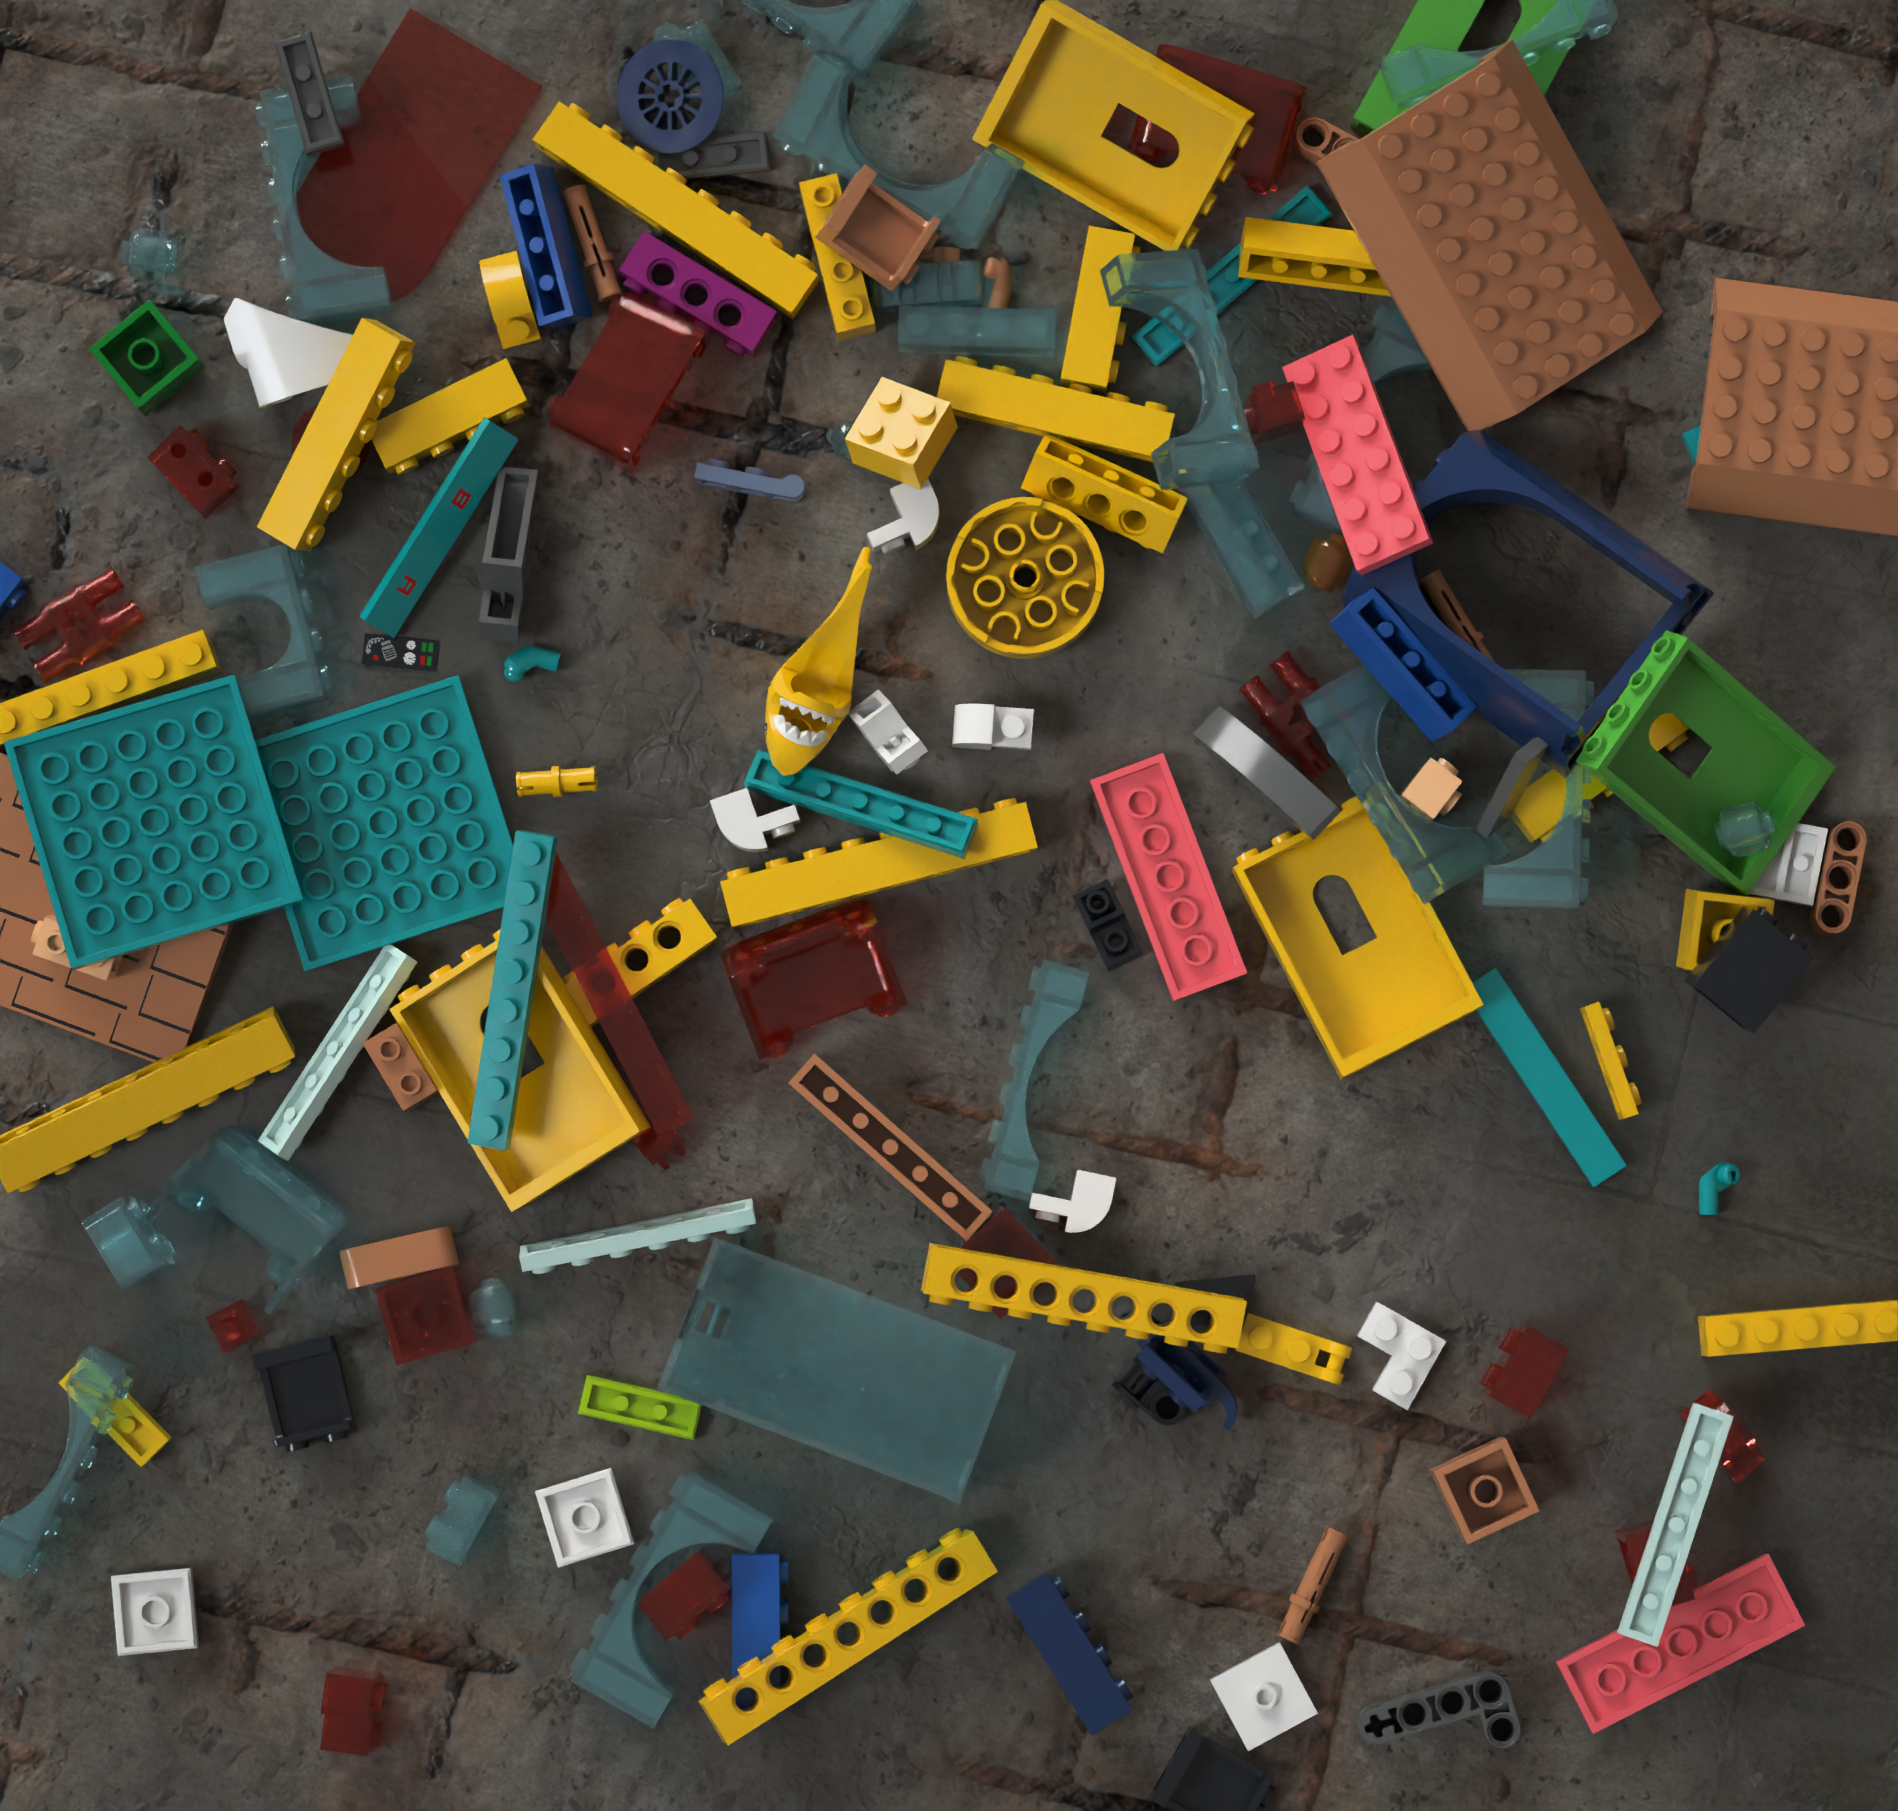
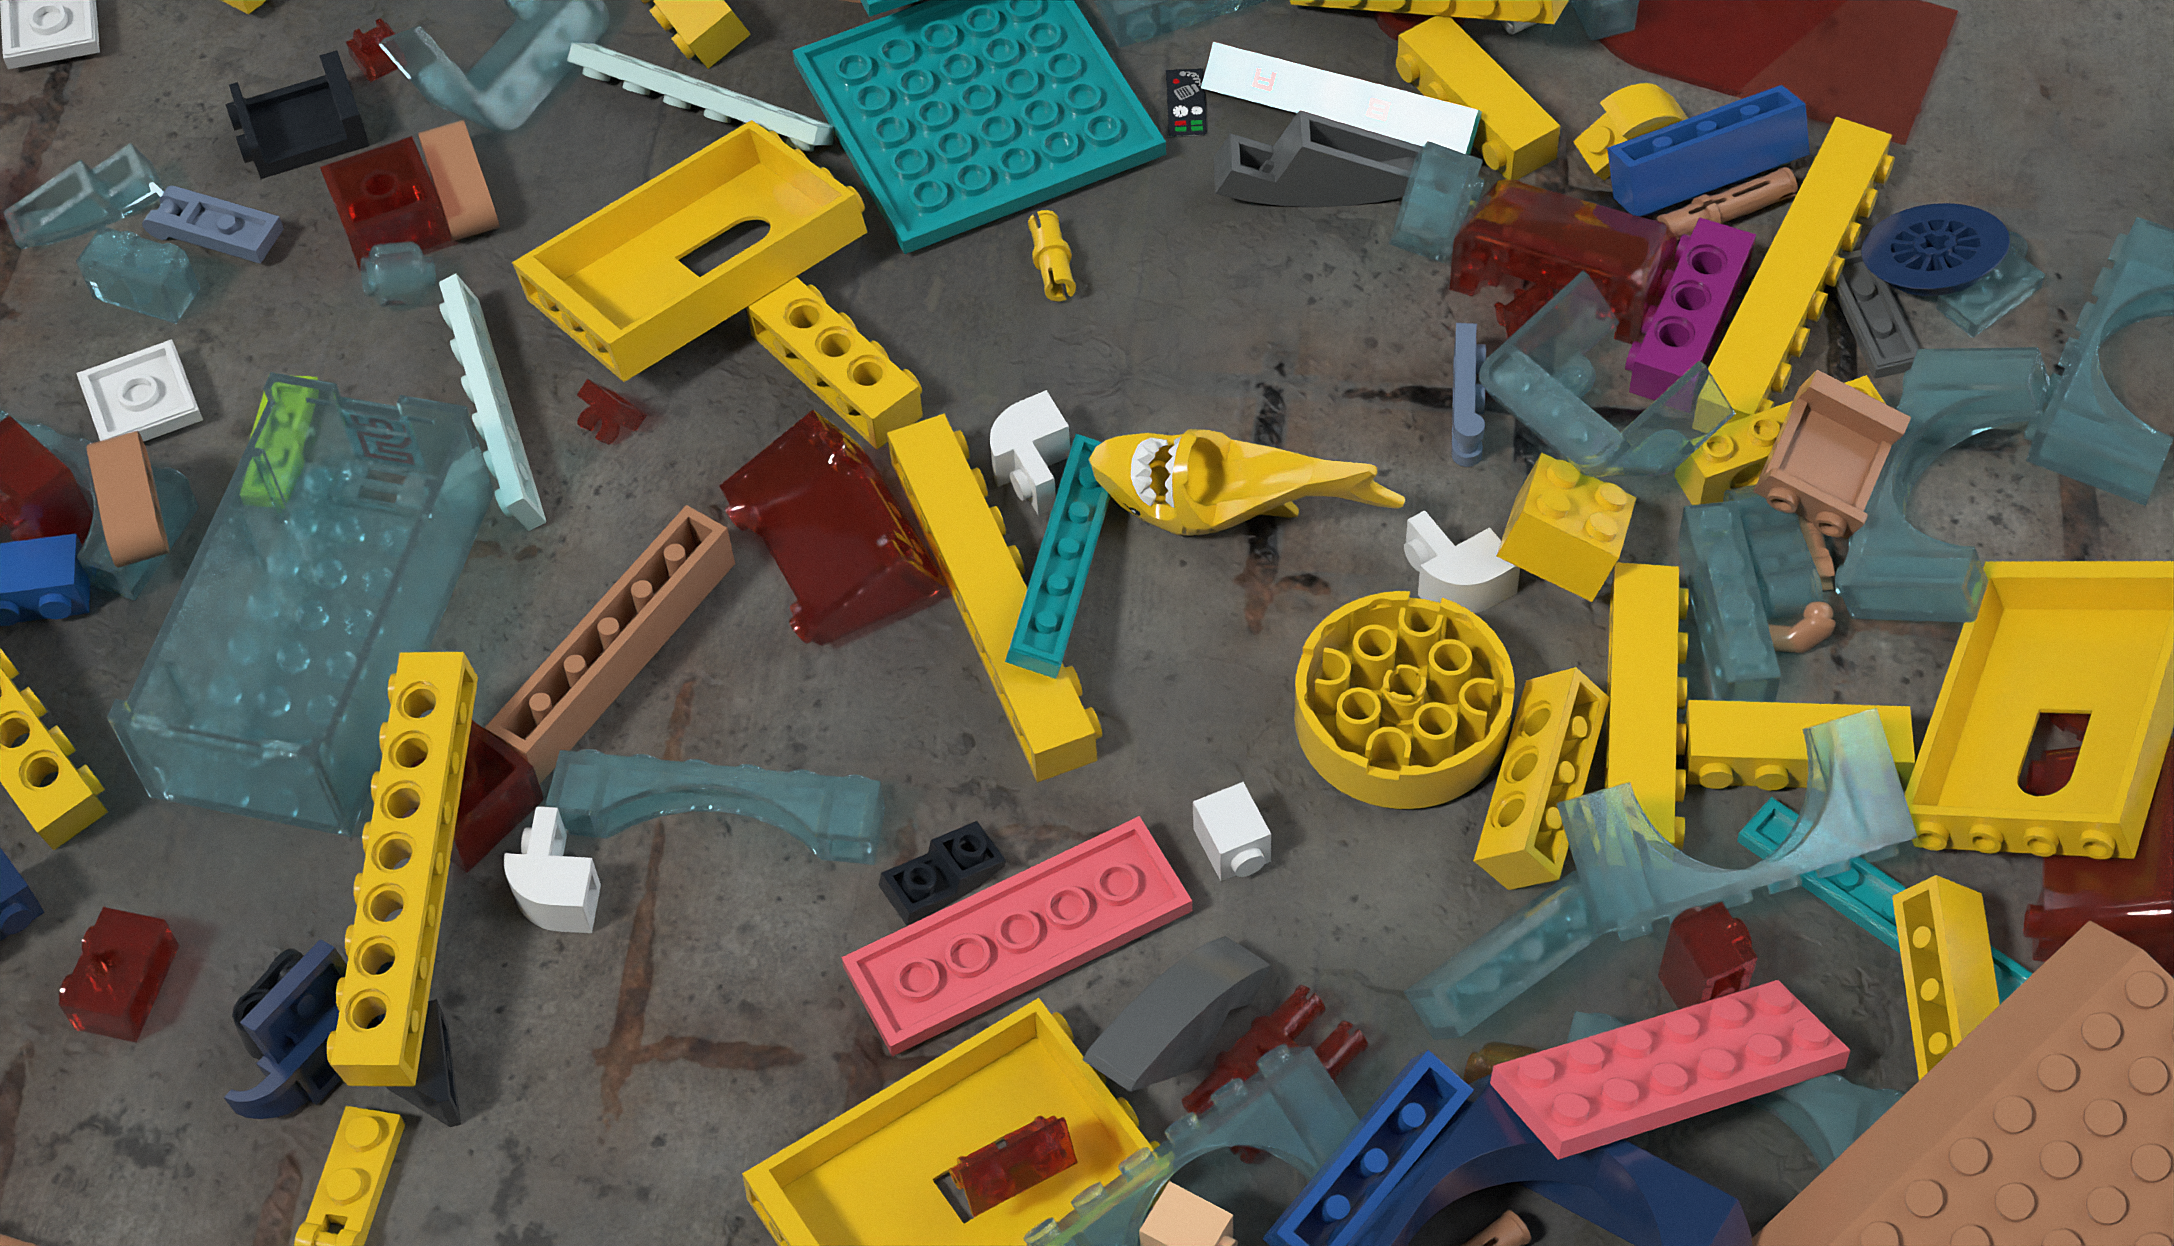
camera: 85 degrees right, 30 degrees down
(368, 1571) = (85, 199): none -> clear light blue slope
(400, 1068) = (678, 137): nougat brick -> none
(412, 1461) = (213, 224): none -> sand blue plate
(512, 990) = (779, 200): teal plate -> none
(527, 658) = (1203, 216): teal arm -> none
(568, 470) = (1436, 201): none -> clear light blue brick
(614, 1005) = (790, 305): clear red plate -> none
(684, 420) = (1522, 308): none -> clear red tile
(717, 1512) = (127, 499): none -> nougat beam
(778, 428) = (1545, 374): none -> clear light blue windscreen
(887, 732) = (1167, 577): white brick -> none
(992, 726) = (1192, 686): white brick -> none
(1111, 716) = (1232, 832): none -> white brick
(1135, 1510) = (118, 974): none -> clear red brick
(1357, 882) = (1026, 1160): none -> clear red hinge

